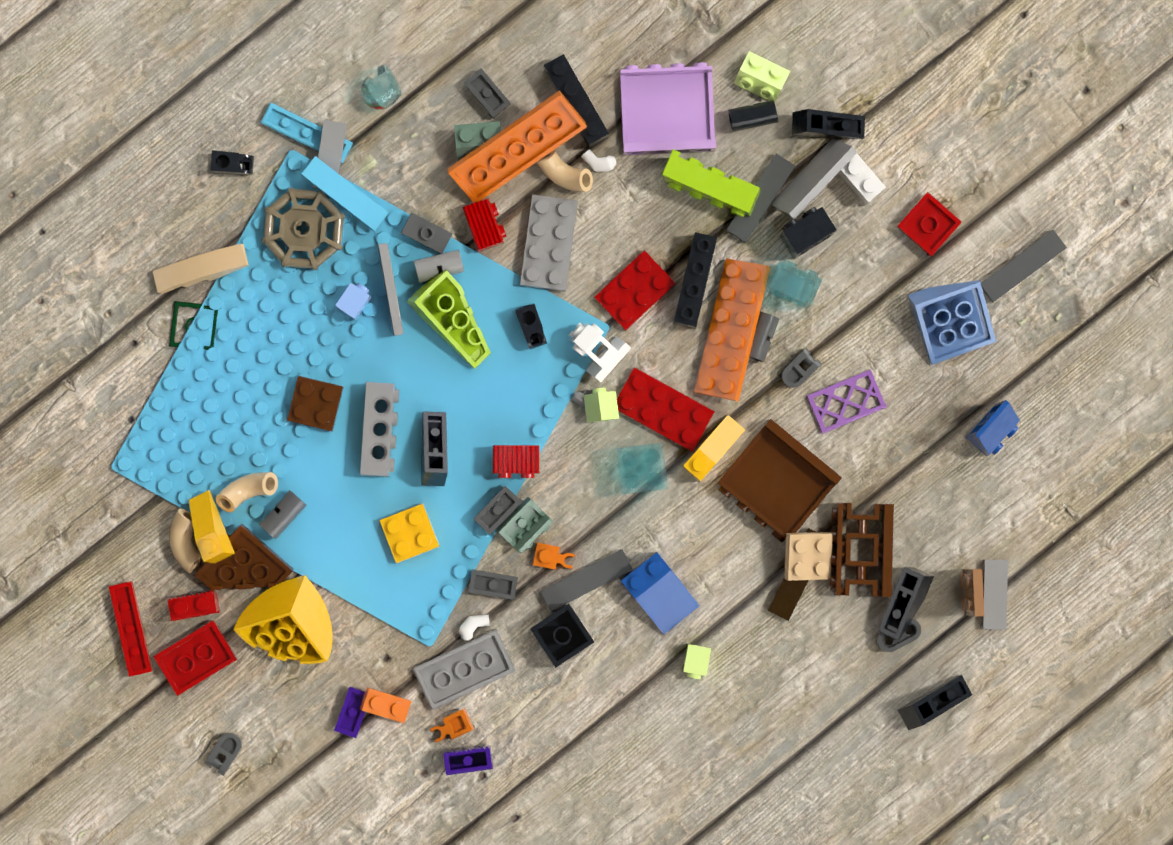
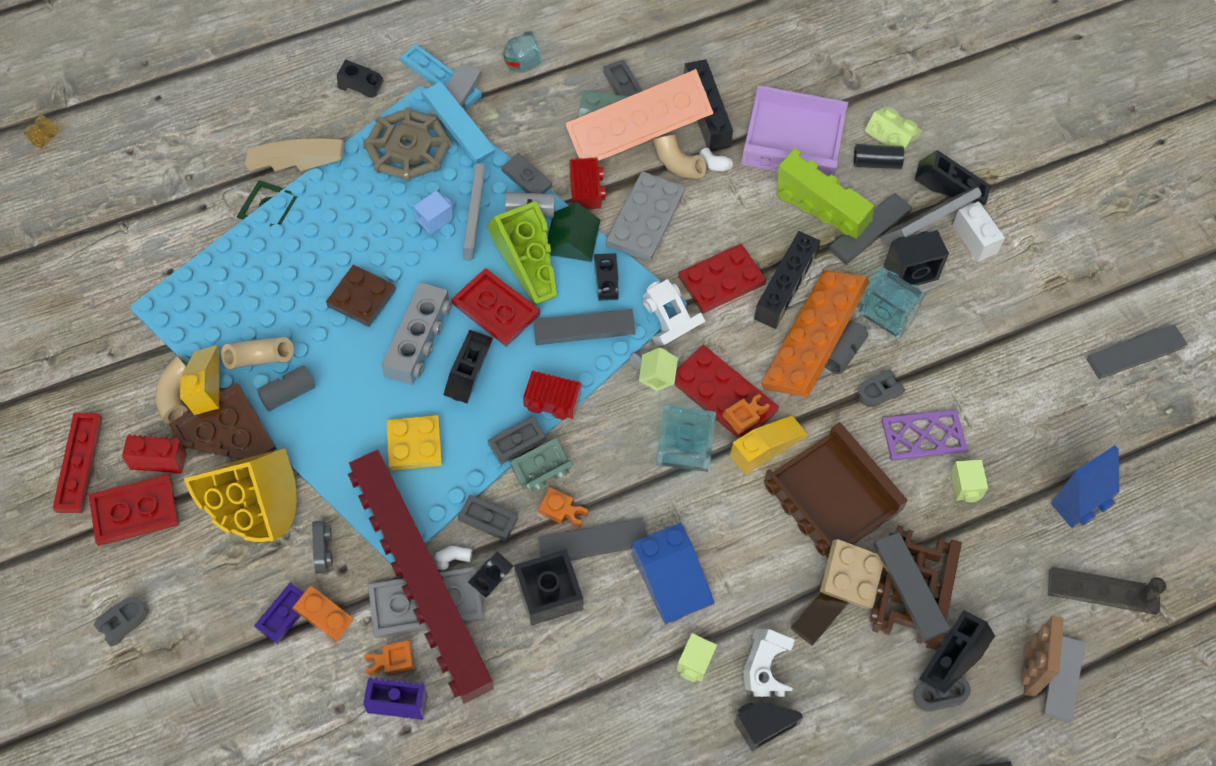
camera: 15 degrees right, 25 degrees down
(368, 657) = (321, 556): none -> dark grey plate
(439, 382) = (495, 307): none -> red plate
(453, 652) = (421, 577): none -> dark red brick
(487, 284) = (573, 233): none -> dark green slope
(512, 638) = (491, 572): none -> black leg
(524, 380) = (584, 327): none -> dark grey tile
(686, 435) = (744, 415): none -> orange plate
(752, 637) = (765, 647): none -> white tile
(762, 698) = (765, 722): none -> black slope
(858, 557) = (911, 587): none -> dark grey tile
(892, 440) = (969, 480): none -> yellowish green brick
(929, 224) = (1042, 289): red plate -> none
(952, 319) = (1055, 380): medium blue slope -> none
(1019, 508) = (1106, 590): none -> clear smoke piece

